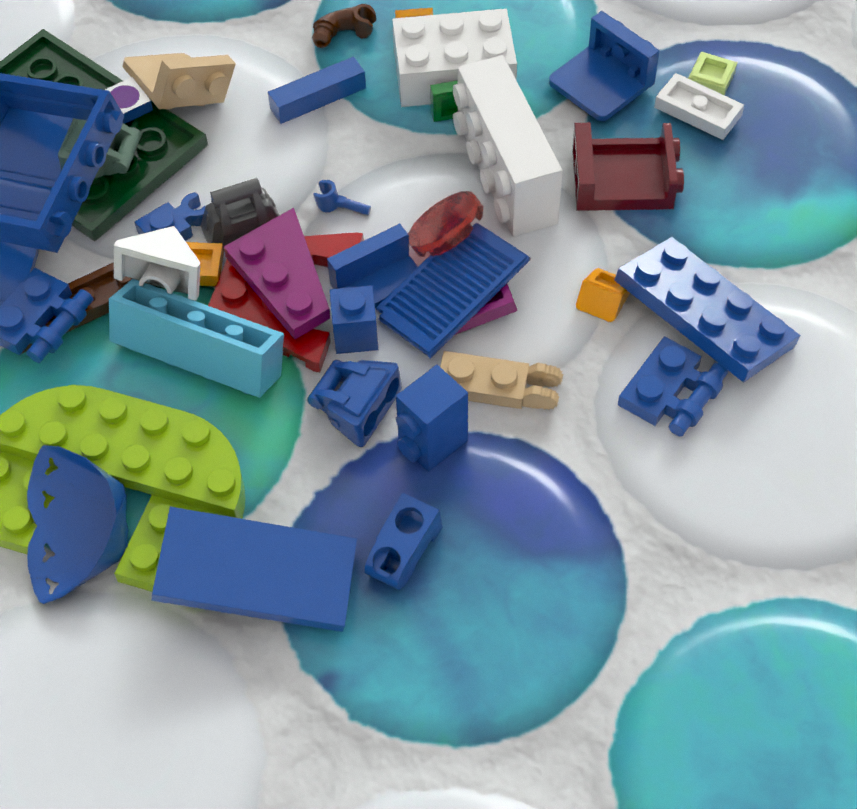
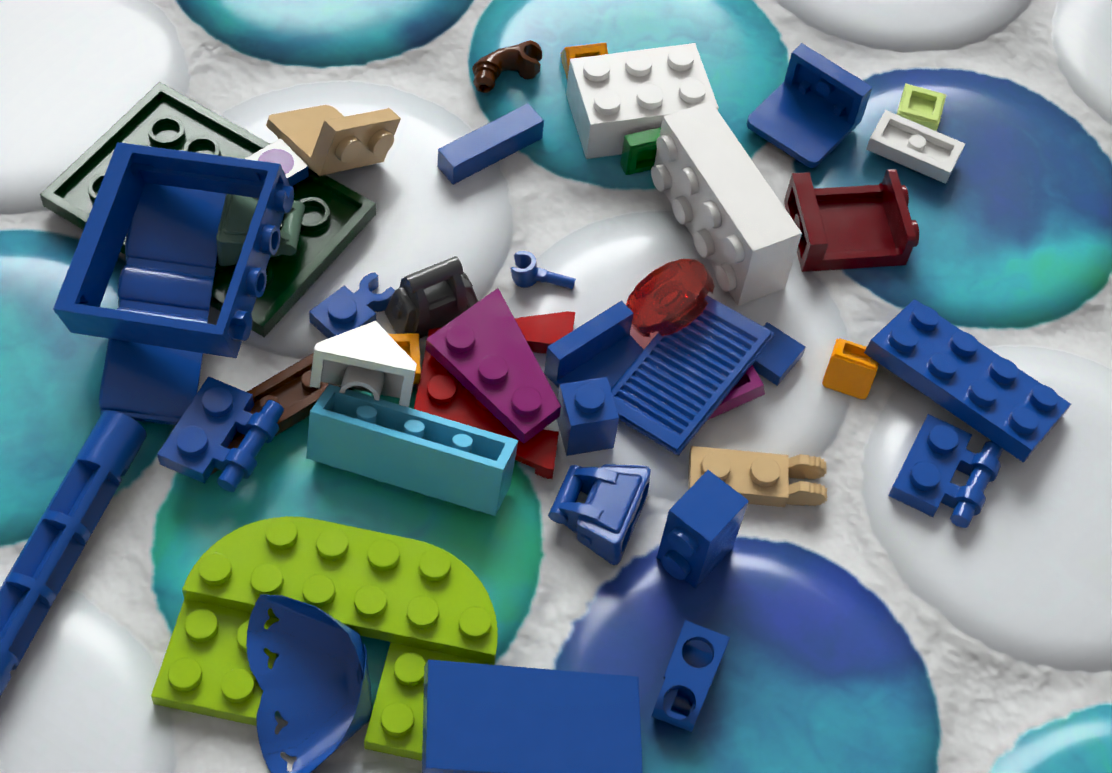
camera: 15 degrees left, 0 degrees up
(536, 279) = (778, 356): none -> blue tile

